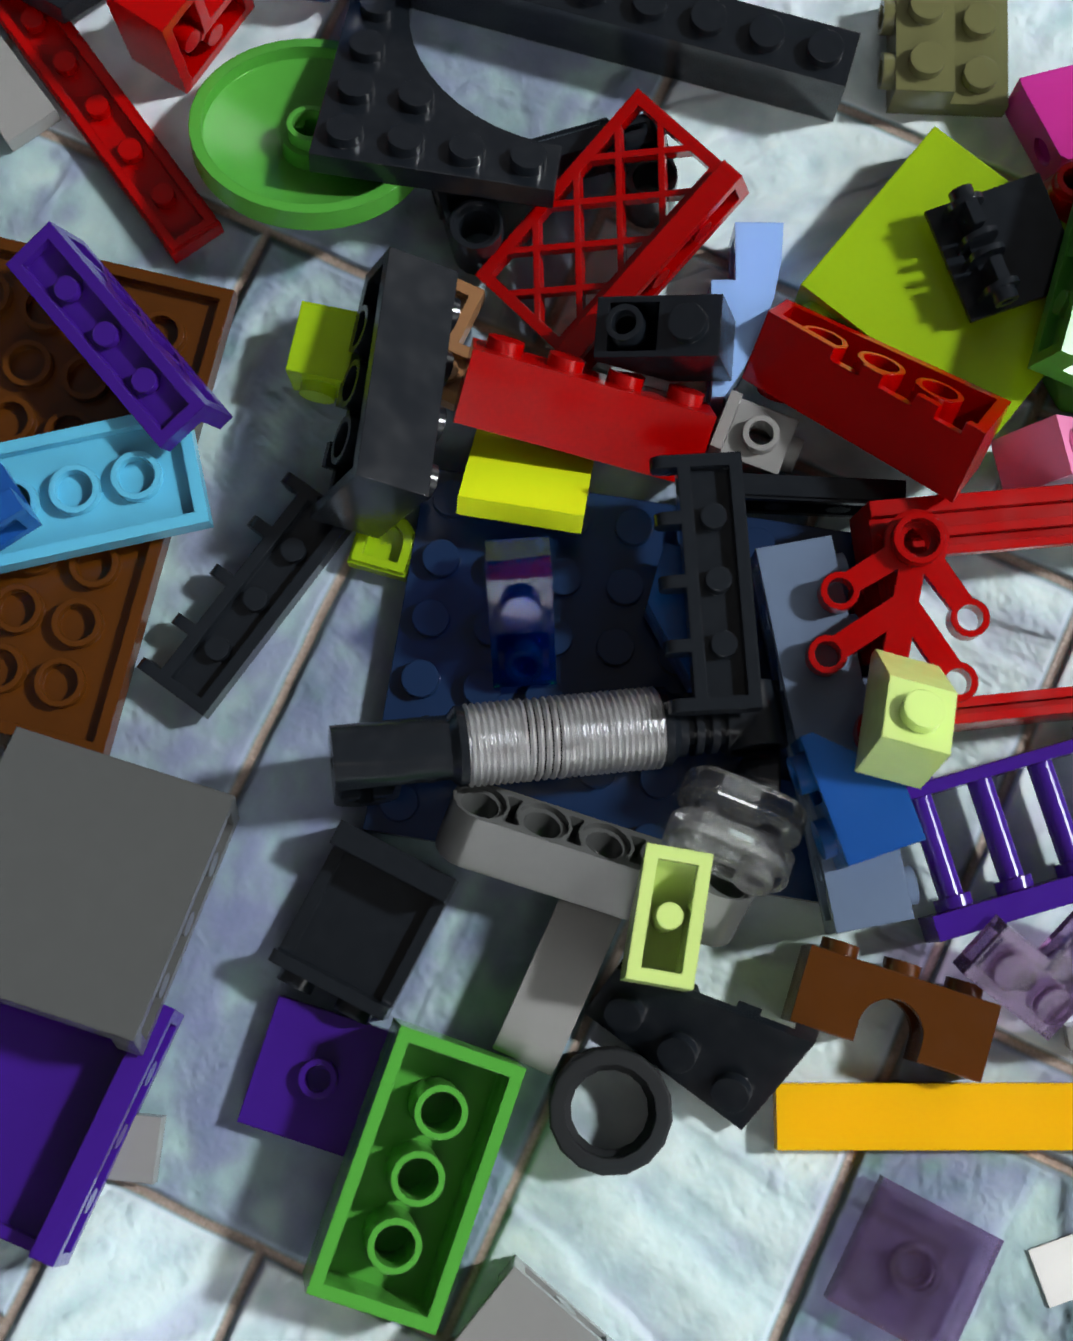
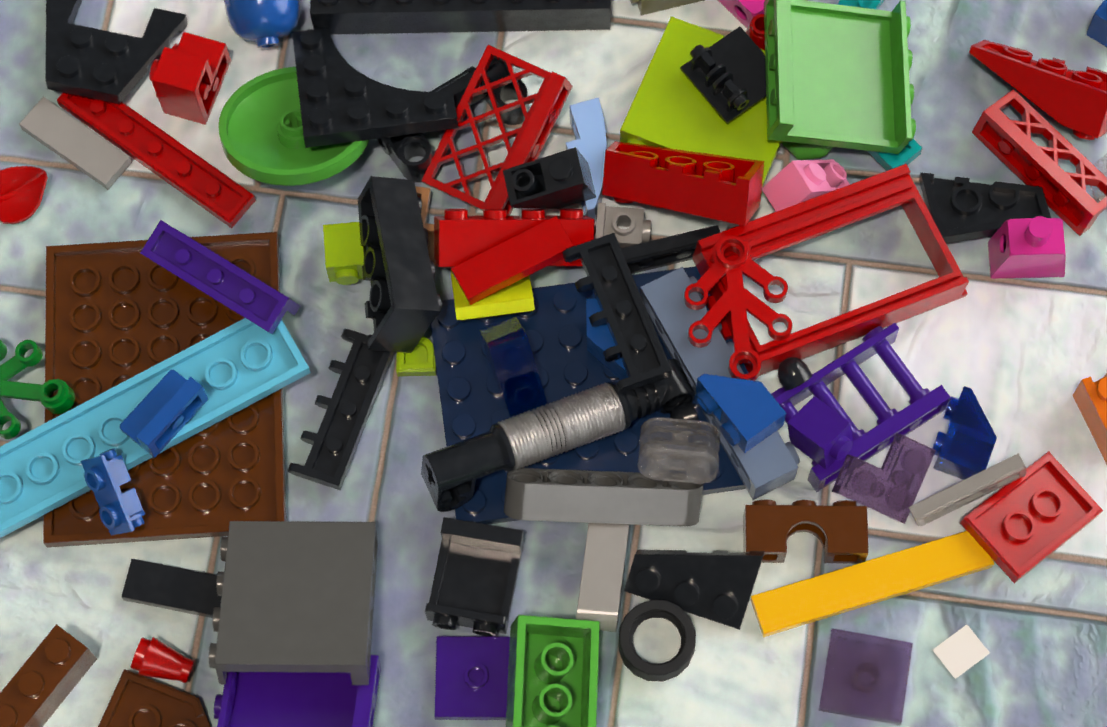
camera: 15 degrees left, 10 degrees down
(569, 446) = (512, 260): none -> red tile
(667, 918) = (654, 509): yellowish green slope -> none
(905, 720) = (753, 352): yellowish green slope -> none
(962, 761) = (793, 373): none -> black hinge
(967, 871) = (820, 433): none -> dark purple brick

